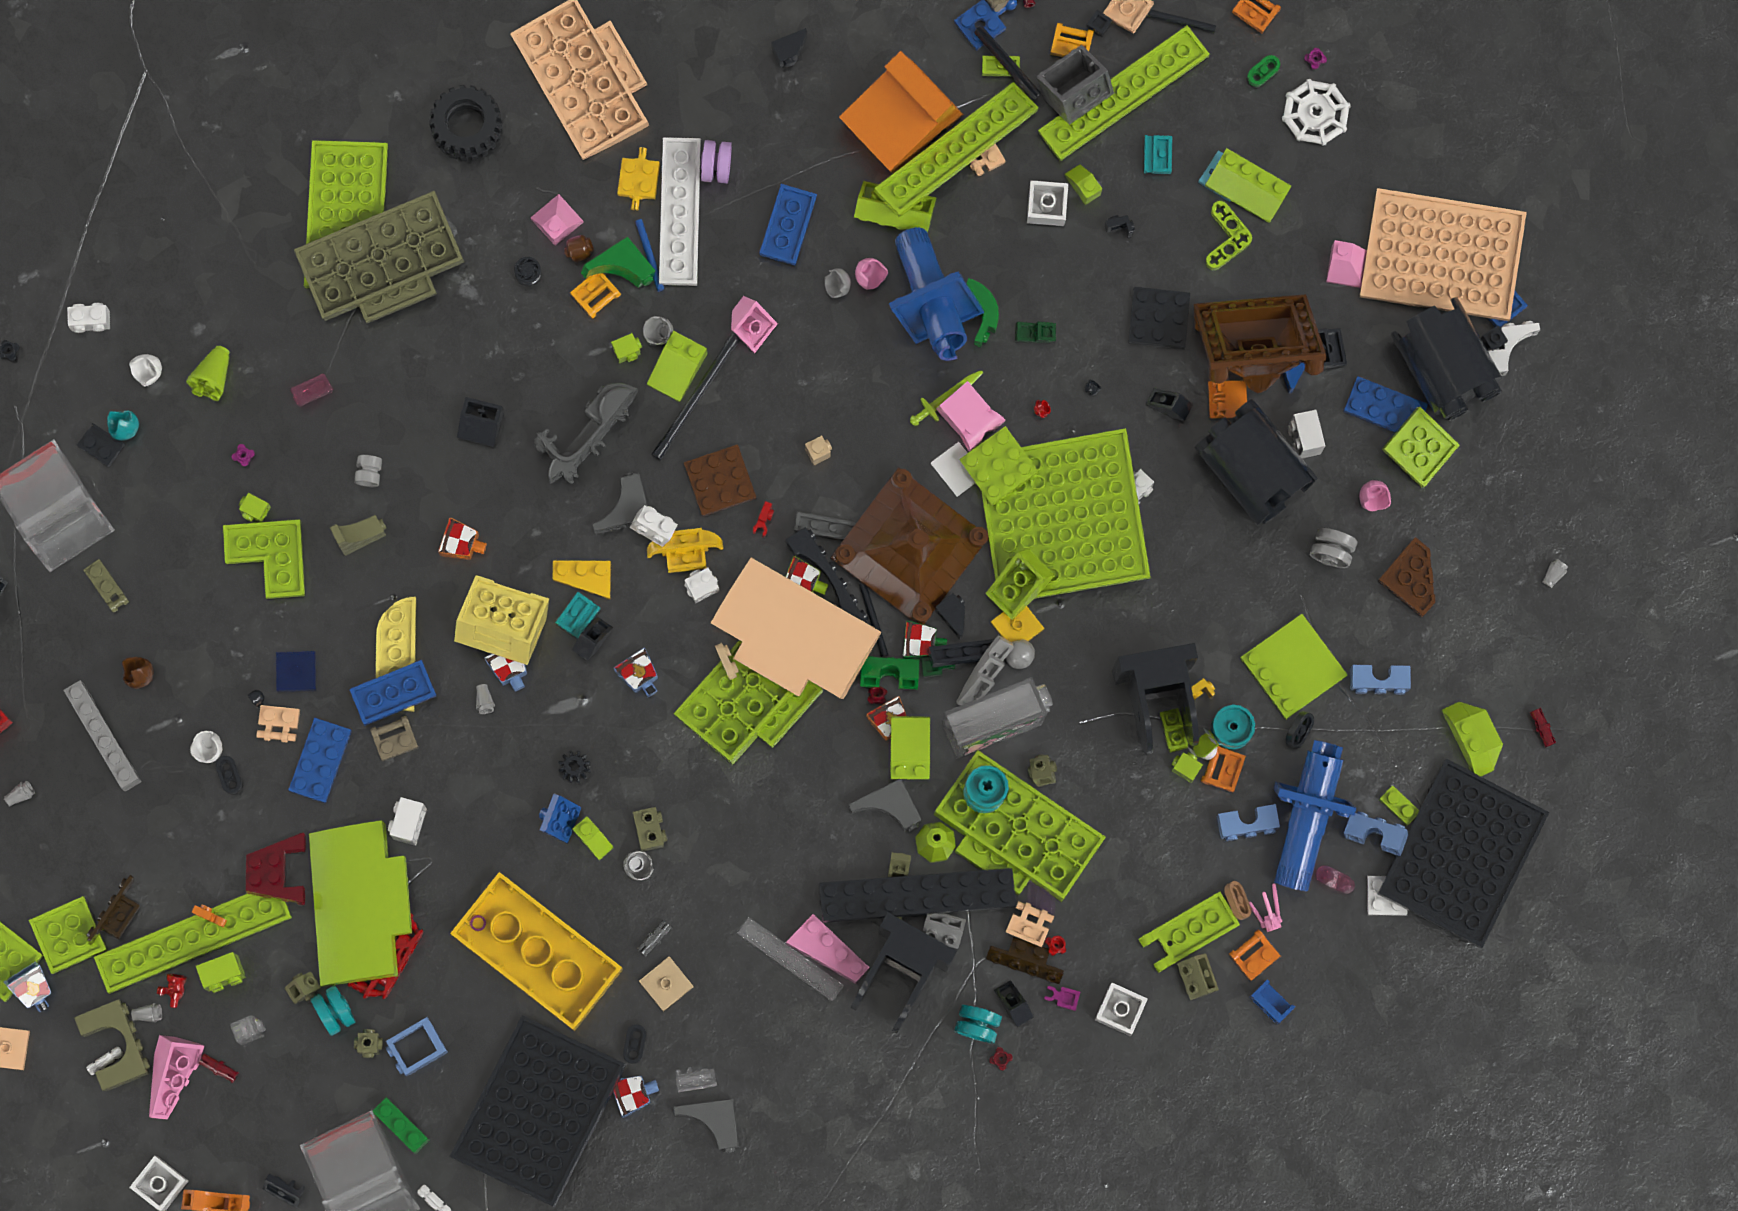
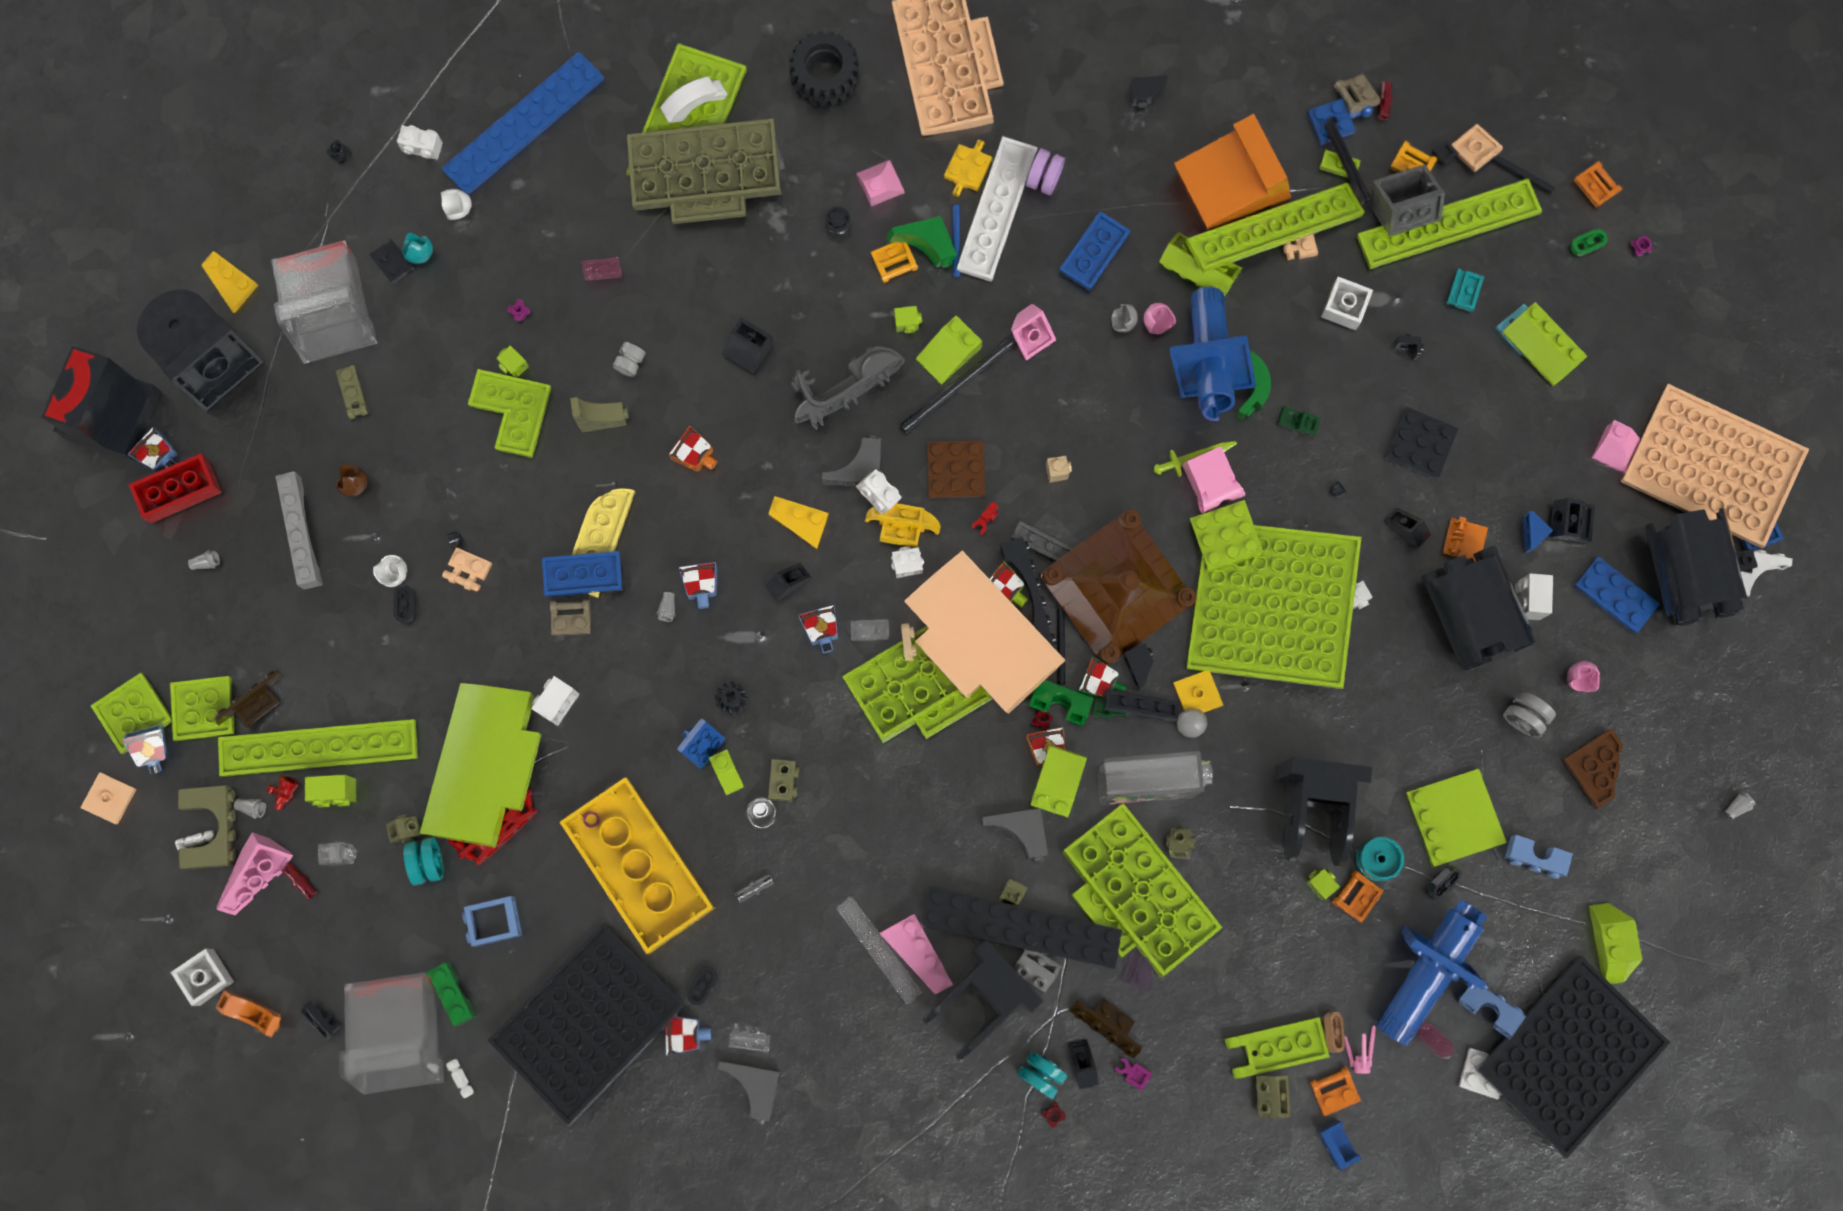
camera: 20 degrees right, 0 degrees up
(183, 267) = (523, 123): none -> blue plate
(205, 913) = (334, 728): orange plate -> none
(210, 374) = (512, 226): lime cone -> none
(267, 871) = (408, 705): dark red wing -> none
(296, 671) = (500, 526): clear blue plate -> none
(320, 760) = (494, 617): blue plate -> none
(345, 193) = (690, 96): none -> white arch
(375, 1046) = (454, 903): olive brick -> none
(496, 631) = (696, 545): light yellow container -> none
(578, 615) = (781, 554): teal plate -> none
(579, 248) = (892, 214): reddish brown head -> none
(657, 330) = (941, 311): light grey hair -> none
(666, 984) = (751, 936): tan plate -> none
(686, 661) = (870, 630): none -> clear plate
(934, 850) = (1048, 886): lime cone -> none
(952, 469) = (1180, 527): white sticker -> none
(985, 671) = (1156, 727): light grey slope -> none
(991, 779) = (1125, 834): teal wheel -> none
(1019, 583) = (1213, 654): lime slope -> none
(1027, 929) = (1120, 996): light nougat plate -> none
(1042, 408) = (1283, 494): red plate -> none
(1057, 940) = (1145, 1015): red plate -> none
(1084, 183) = (1386, 296): lime slope -> none
(1121, 1009) = (1187, 1104): white brick -> none
(1173, 730) = (1319, 843): lime slope -> none
(1204, 685) = (1365, 812): yellow bracket -> none
(1206, 747) = (1349, 871): lime piece -> none
(1231, 826) = (1385, 958): medium blue arch -> none
(1234, 234) = (1516, 386): lime beam -> none
(1259, 338) = (1518, 492): reddish brown piece -> none
(1315, 122) = (1621, 302): white plate -> none
(1399, 805) = (1521, 987): lime plate -> none
(1420, 447) = (1642, 643): lime plate -> none
(1543, 727) = (1686, 955): dark red pin -> none

